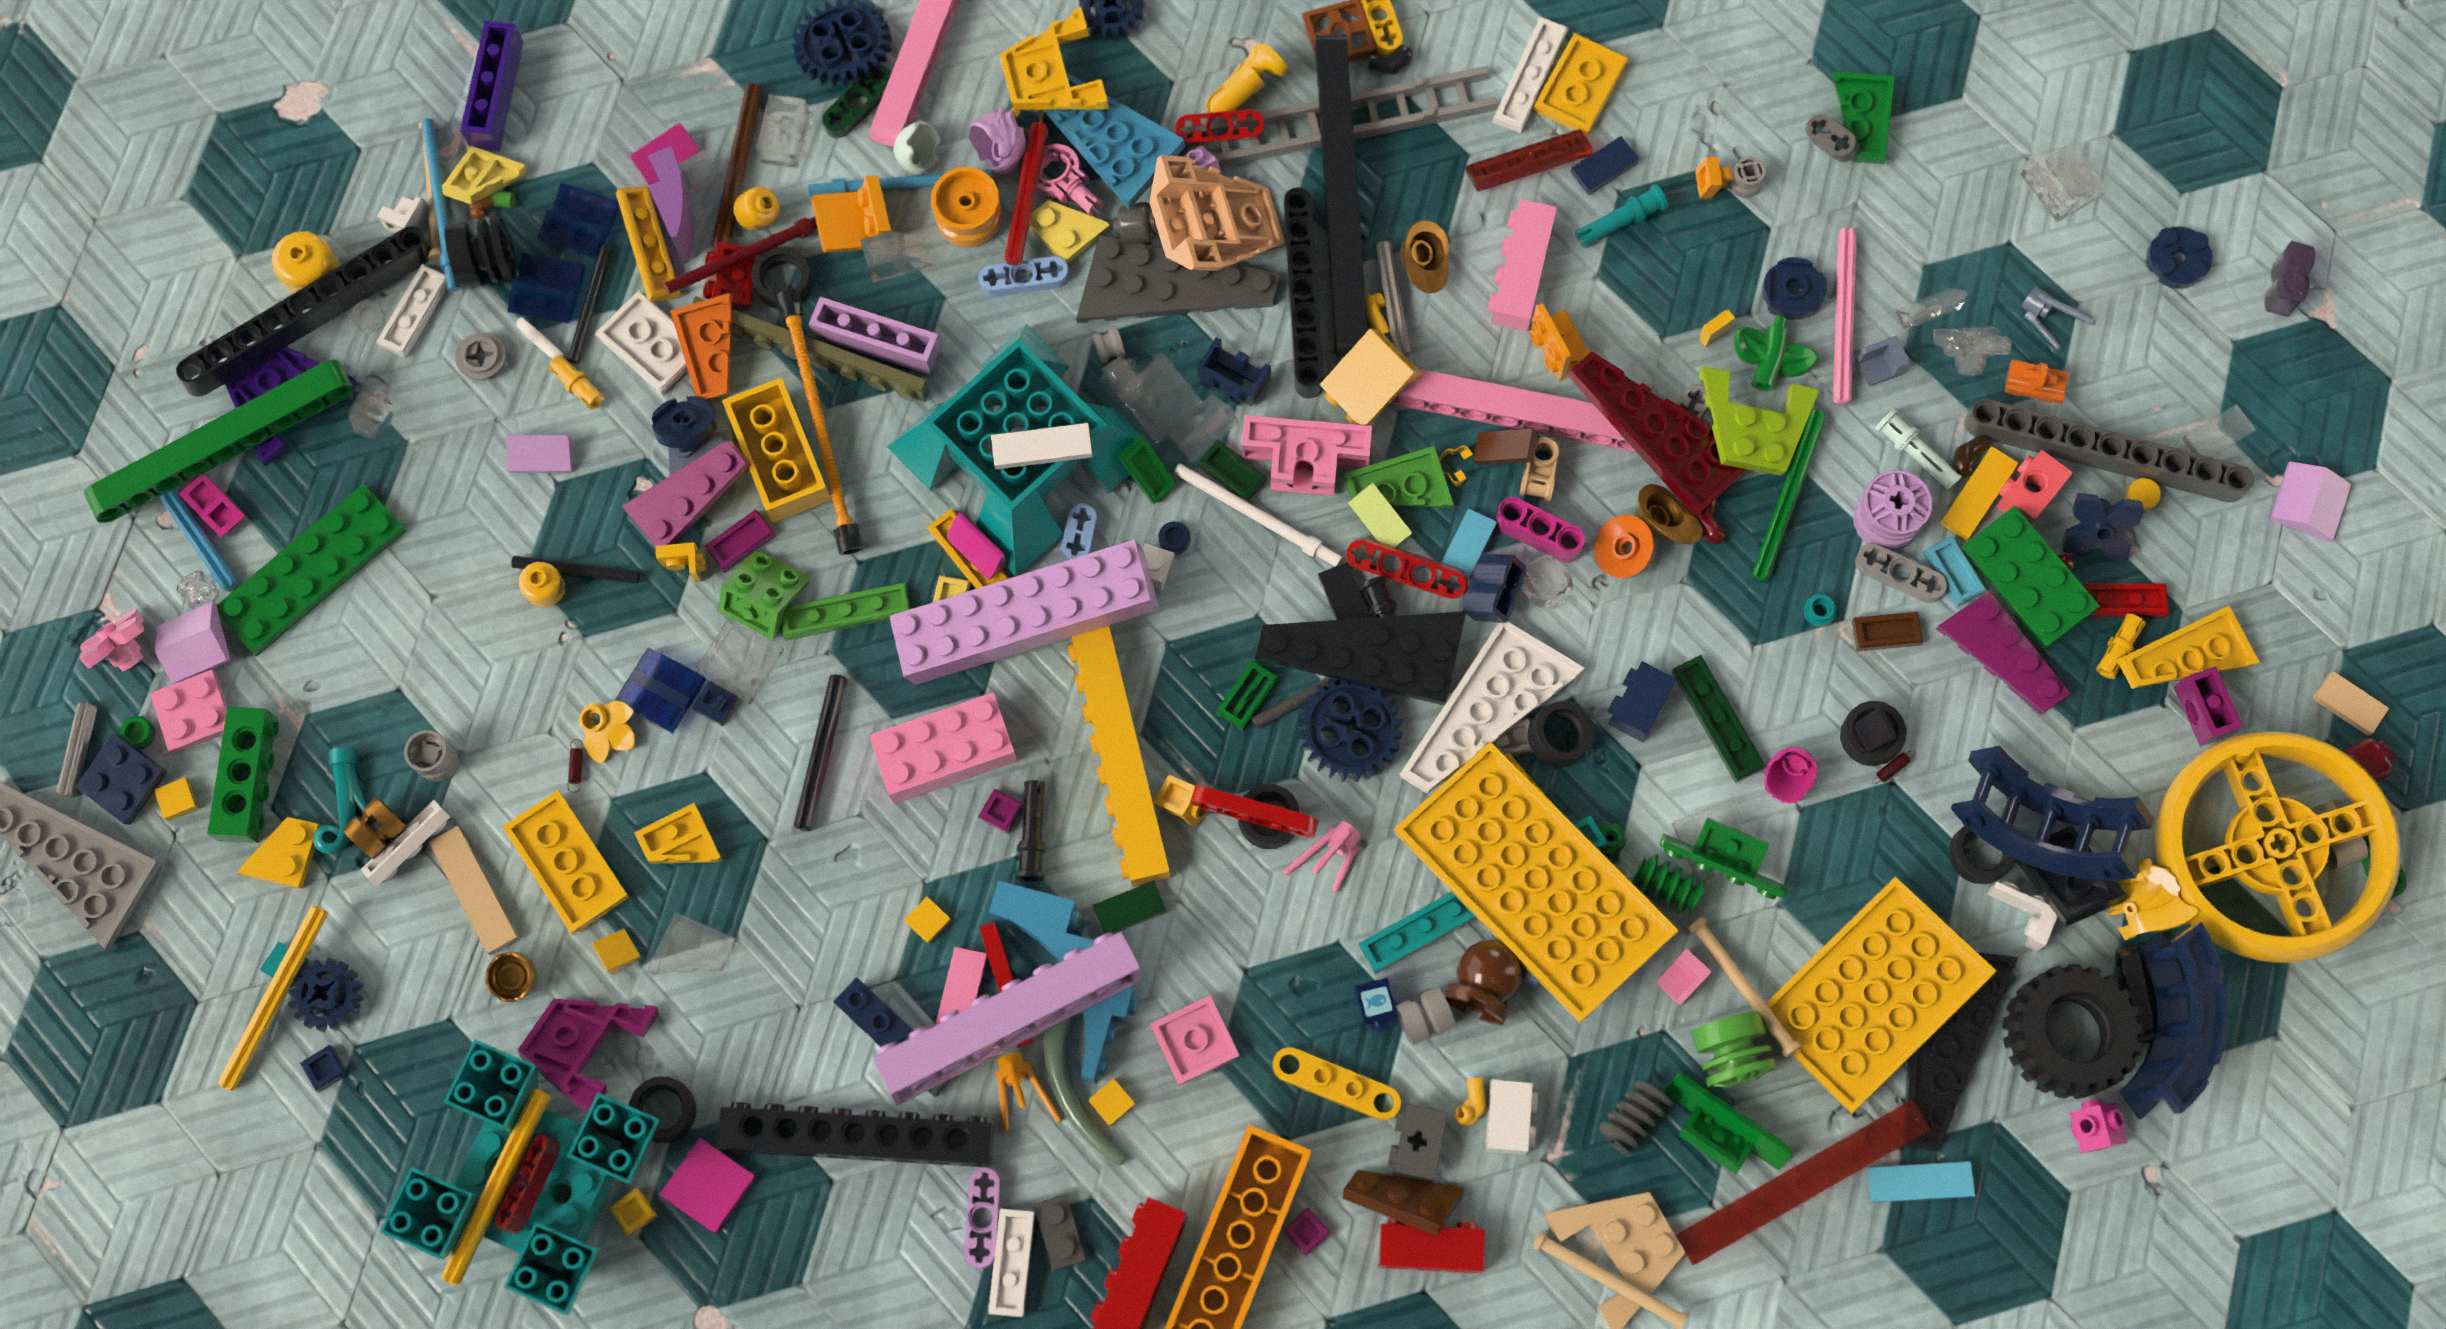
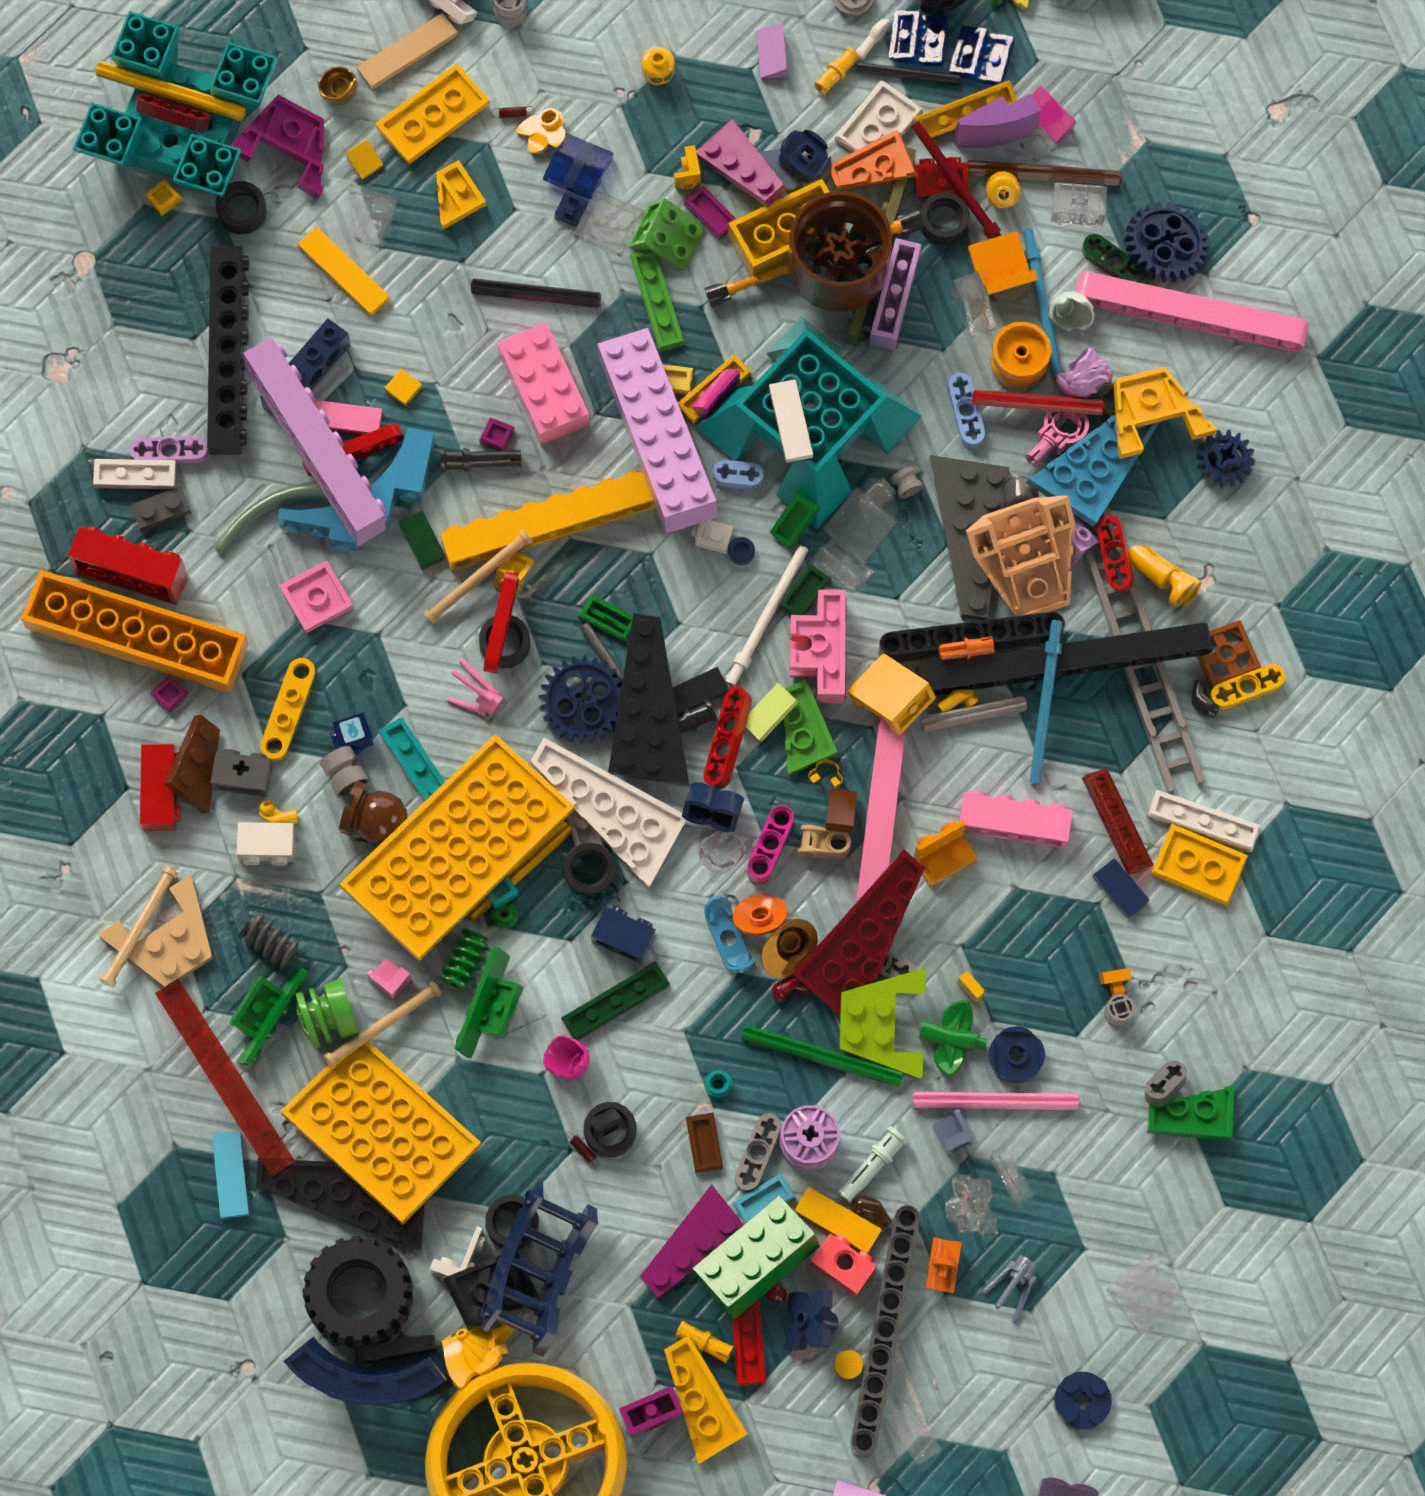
camera: 80 degrees right, 0 degrees up
(581, 570) = (676, 93): black bar -> none
(707, 1185) = (184, 248): dark pink tile -> none
(763, 986) = (343, 271): none -> yellow tile
(797, 342) = (827, 215): none -> reddish brown wheel
(1013, 1071) = (284, 461): light orange plant -> none
(1066, 230) = (1012, 440): light yellow wing -> none
(1111, 1102) = (264, 539): yellow tile -> none
(1188, 840) = (478, 576): none -> tan bar
(1238, 365) = (883, 568): dark blue window -> none
(1324, 290) = (967, 648): none -> orange axle
(1336, 194) = (1053, 648): none -> dark azure bar
(1426, 256) = (1010, 735): pearl gold piece -> none
(1469, 542) = (756, 788): medium azure tile -> none
(1633, 211) = (1077, 913): teal pin -> none
(1668, 579) = (720, 919): none -> dark azure piece
(2098, 1126) = (280, 1315): dark pink brick -> none

